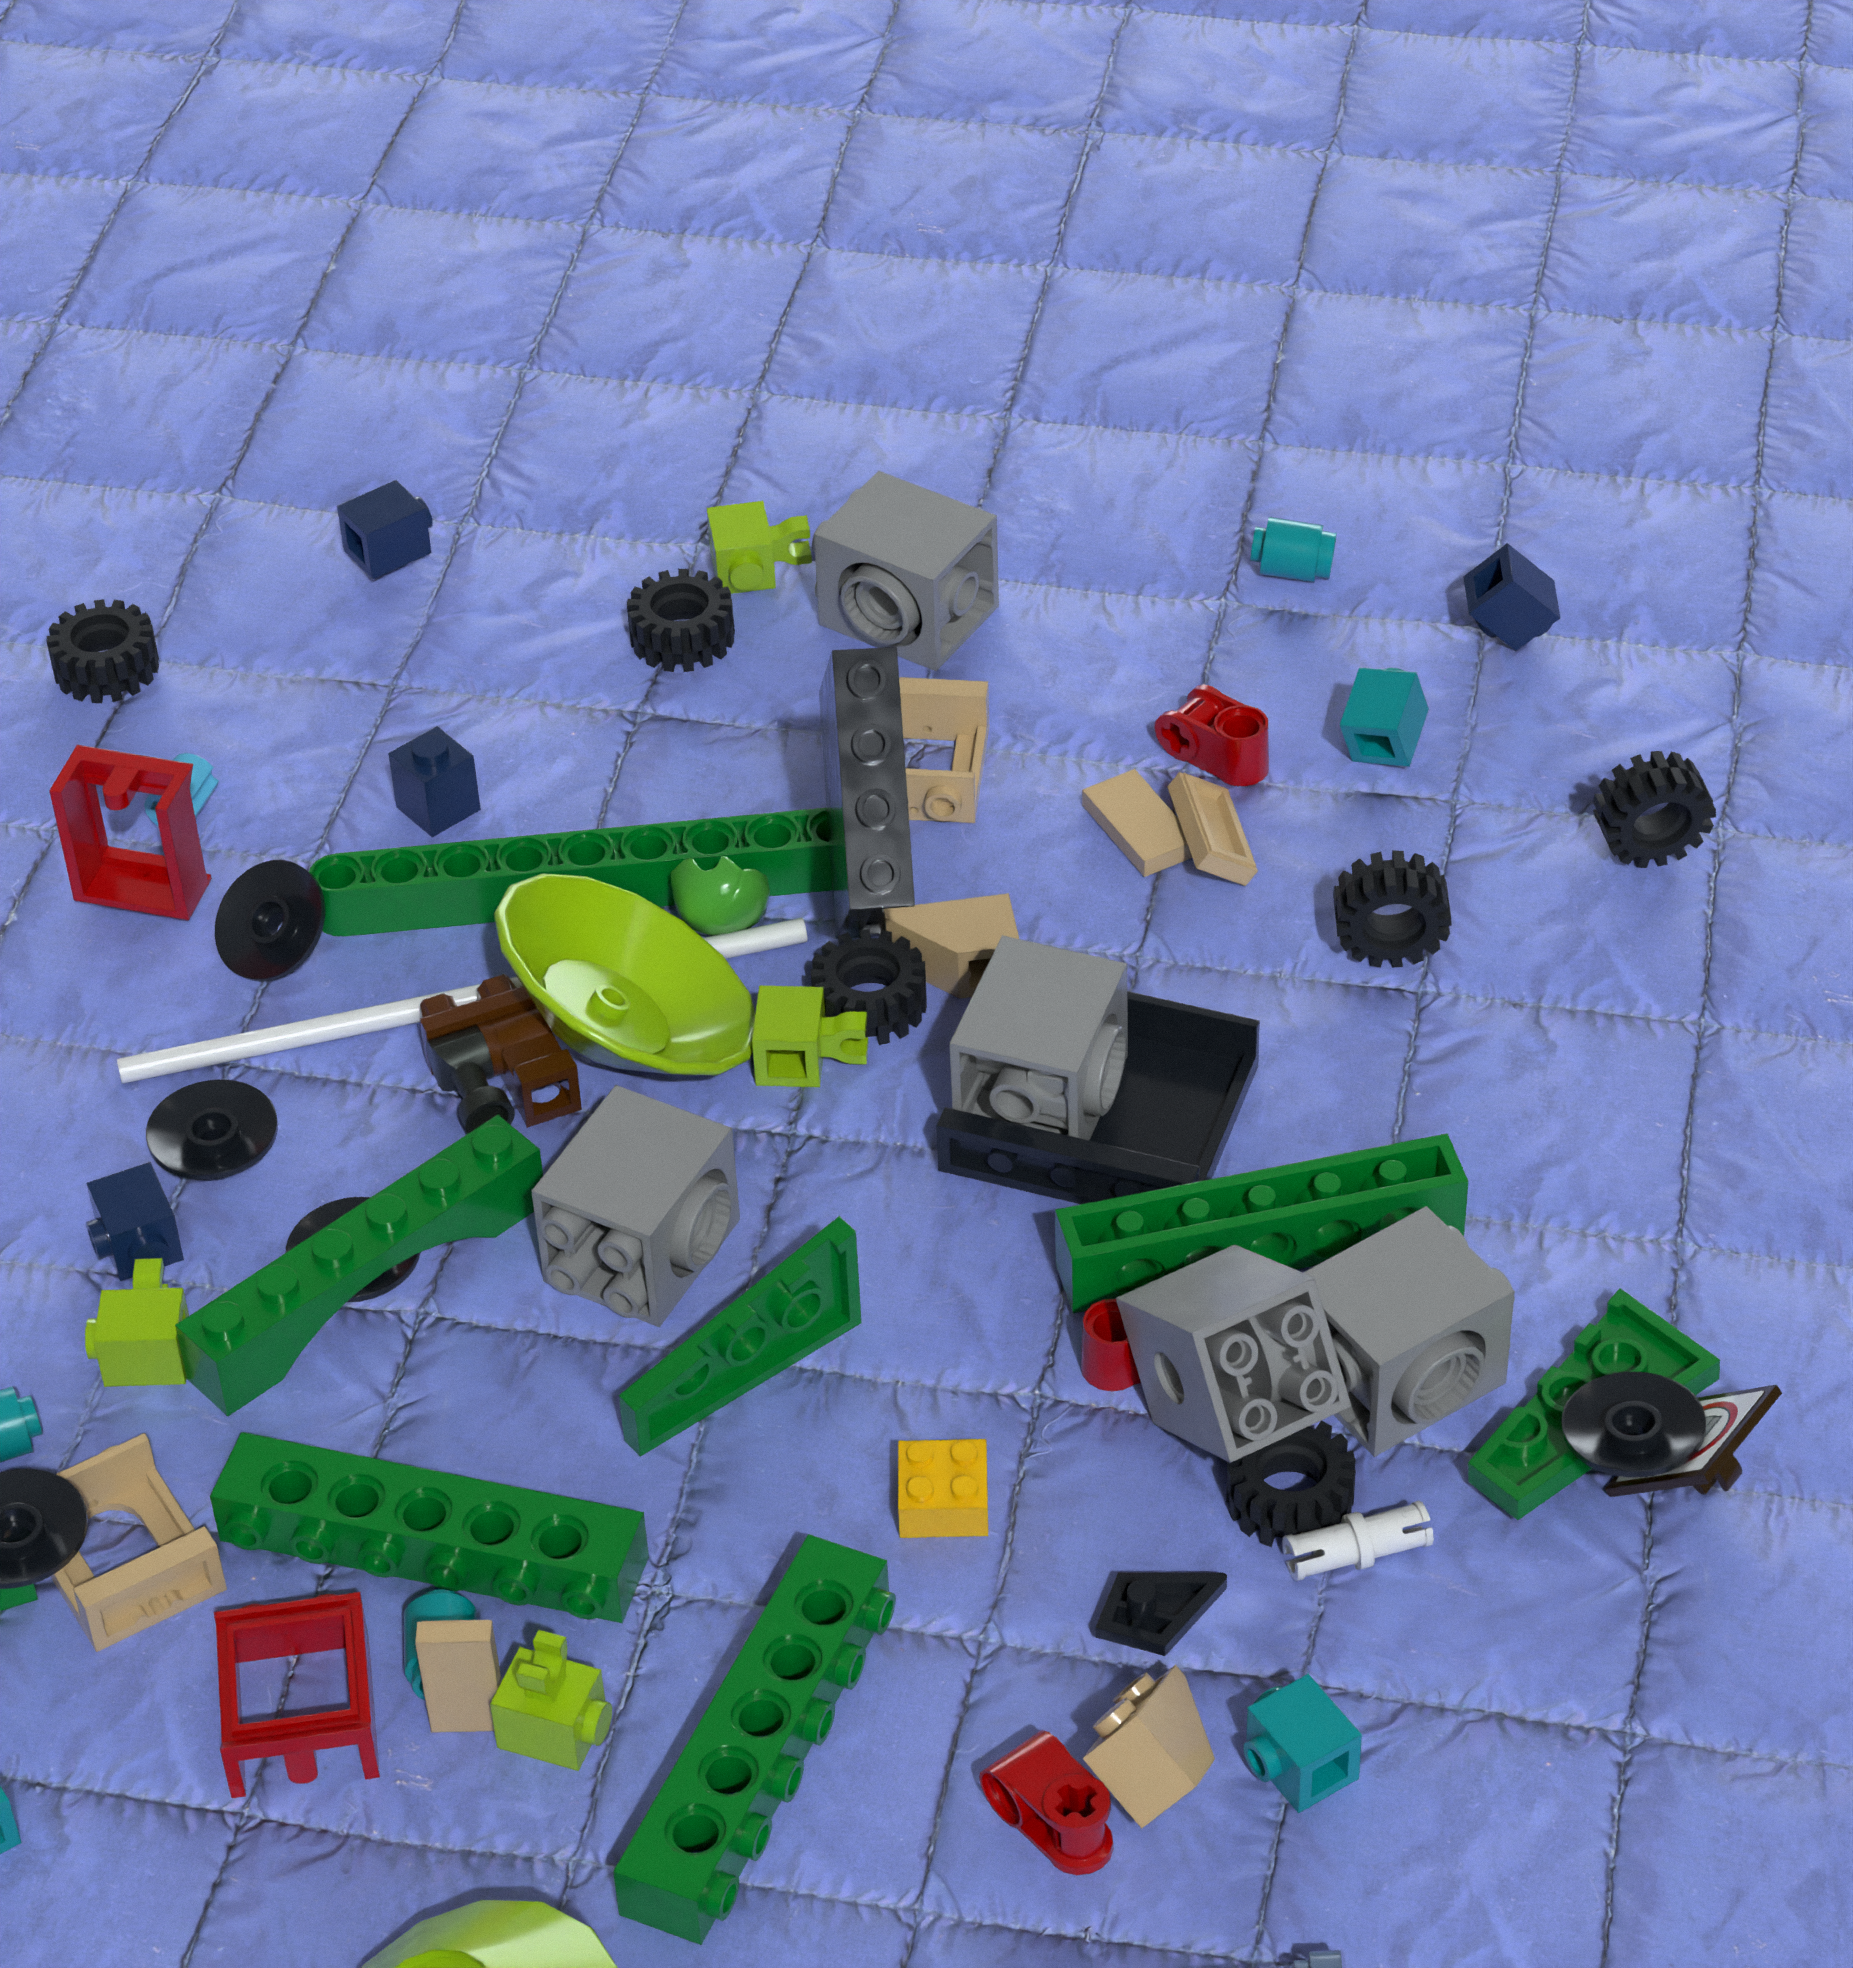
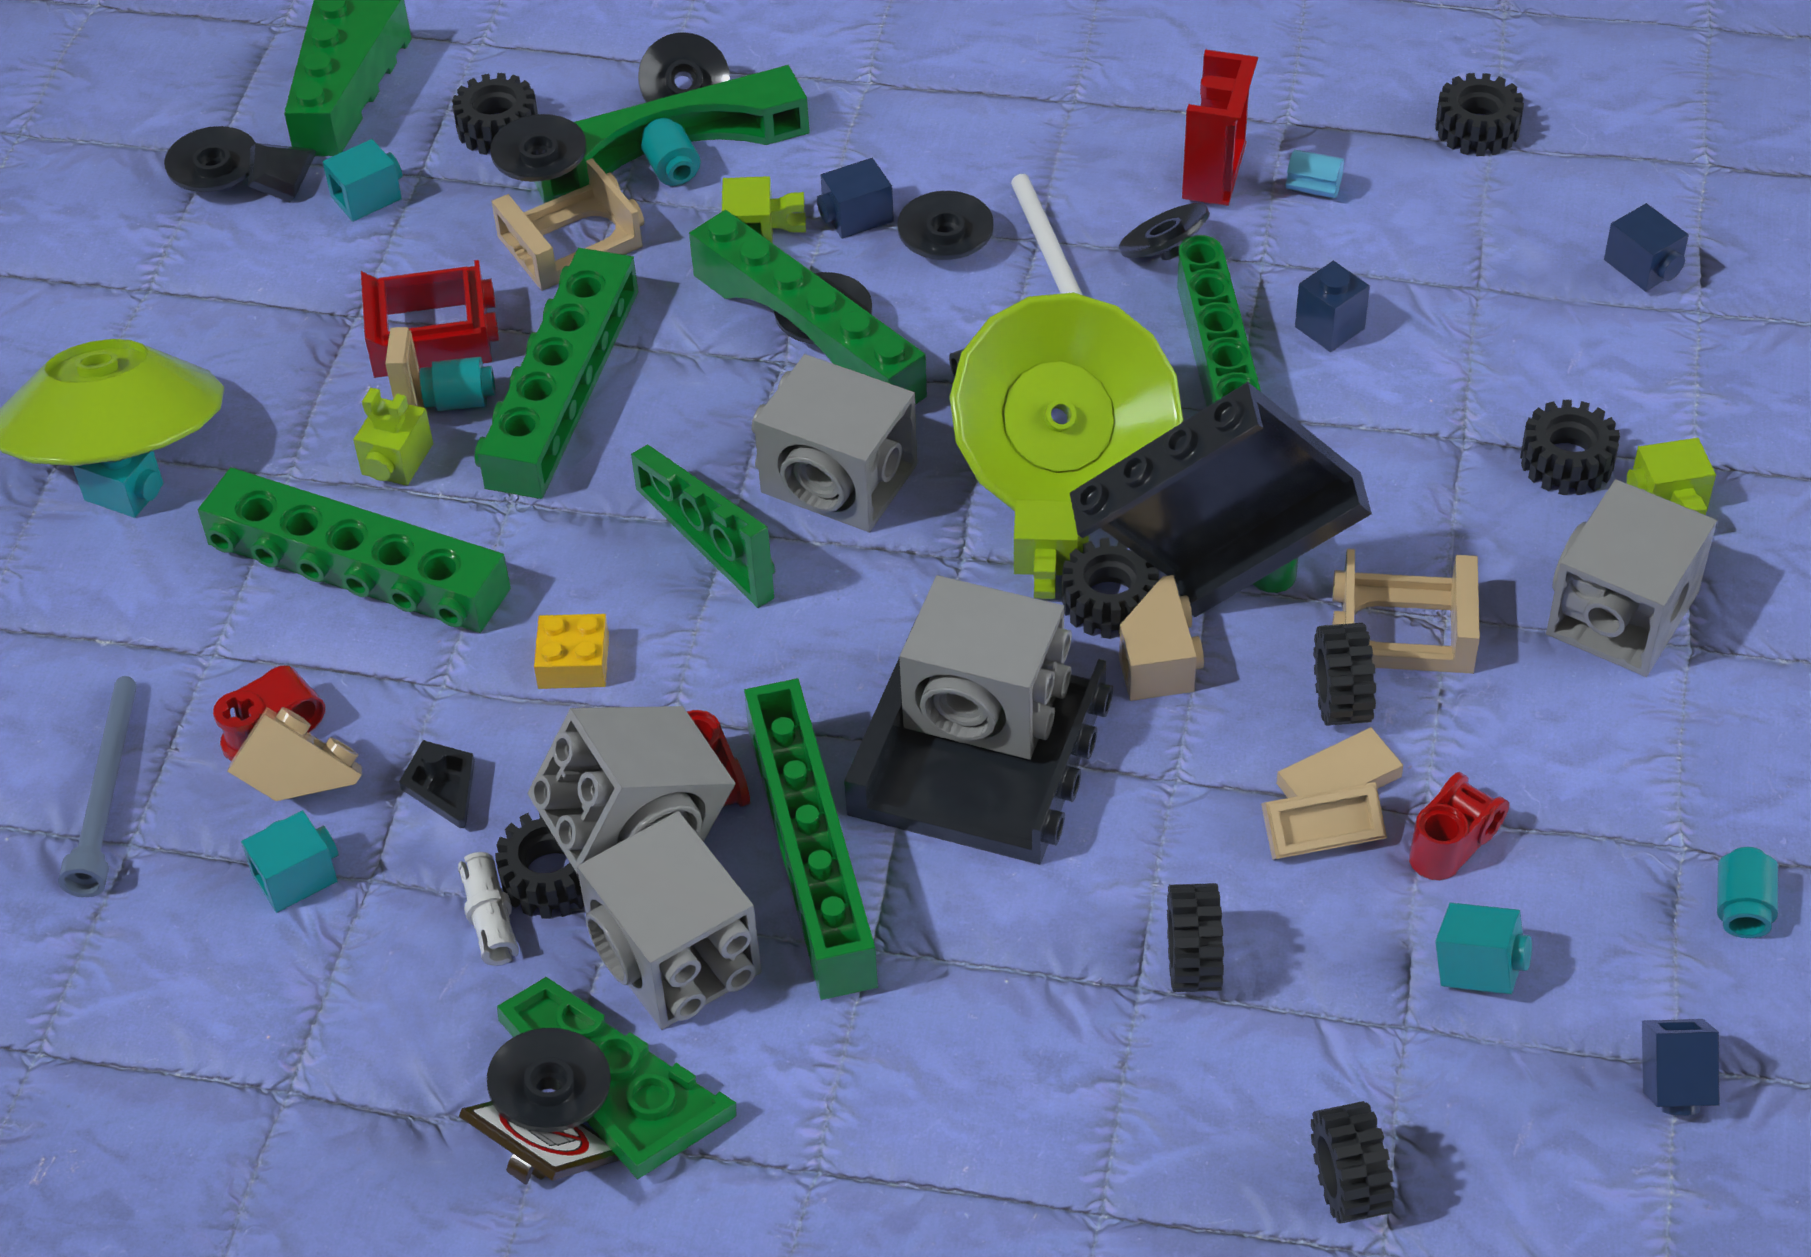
camera: 90 degrees right, 5 degrees up
(1030, 760) = (1344, 674): none -> black tyre

